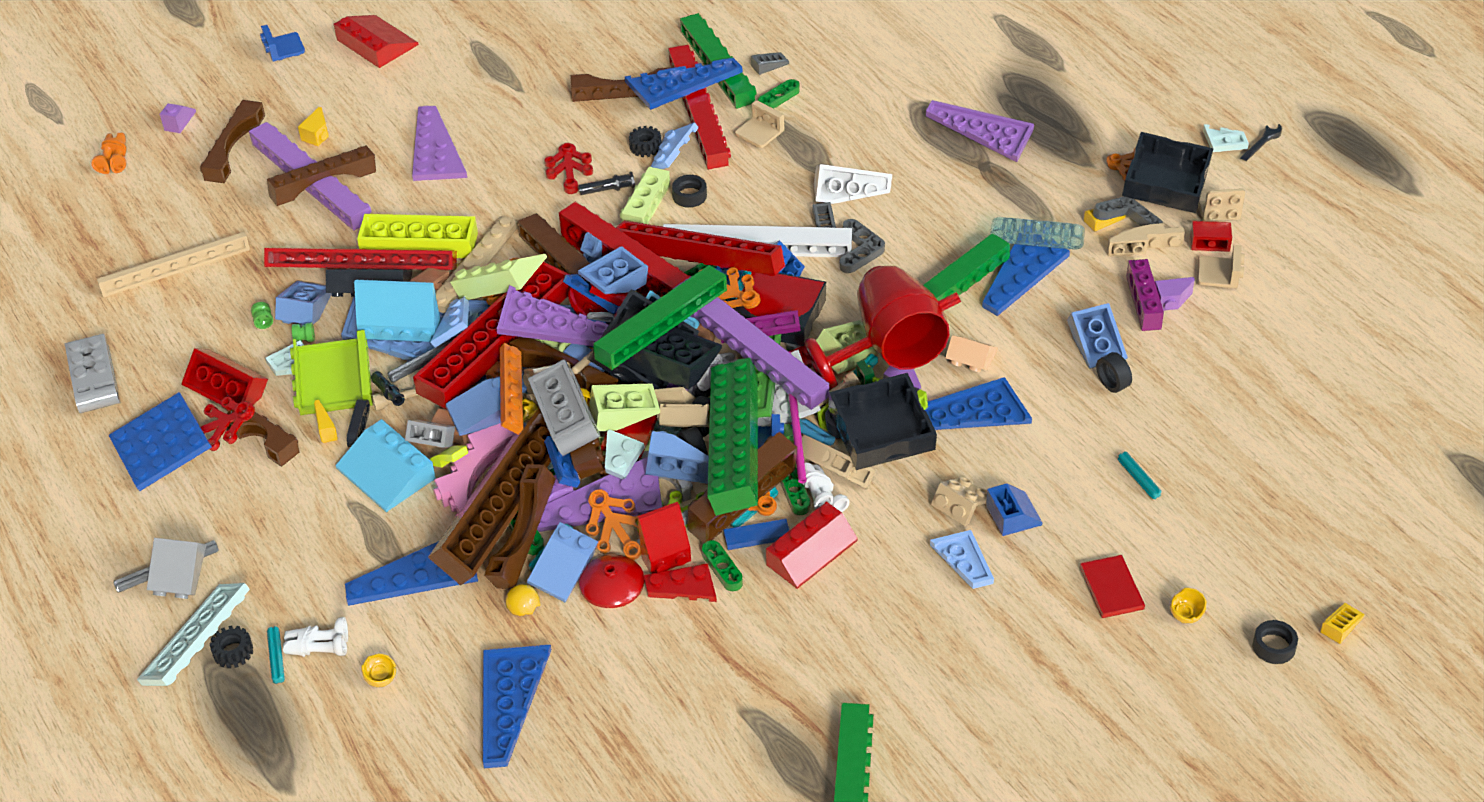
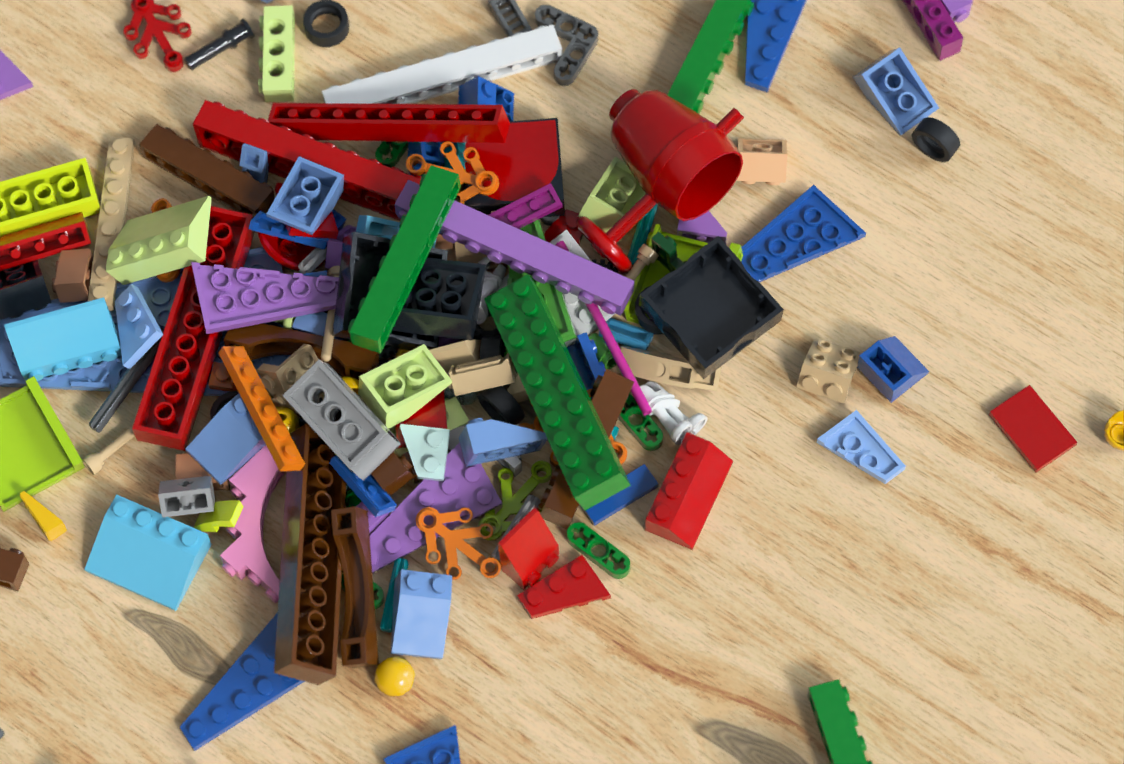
camera: 20 degrees left, 20 degrees up
(358, 421) = (84, 503): black beam -> none
(389, 390) = (104, 448): black pin -> none
(611, 581) = (484, 628): red dish -> none
(1139, 475) = (1010, 269): teal axle -> none

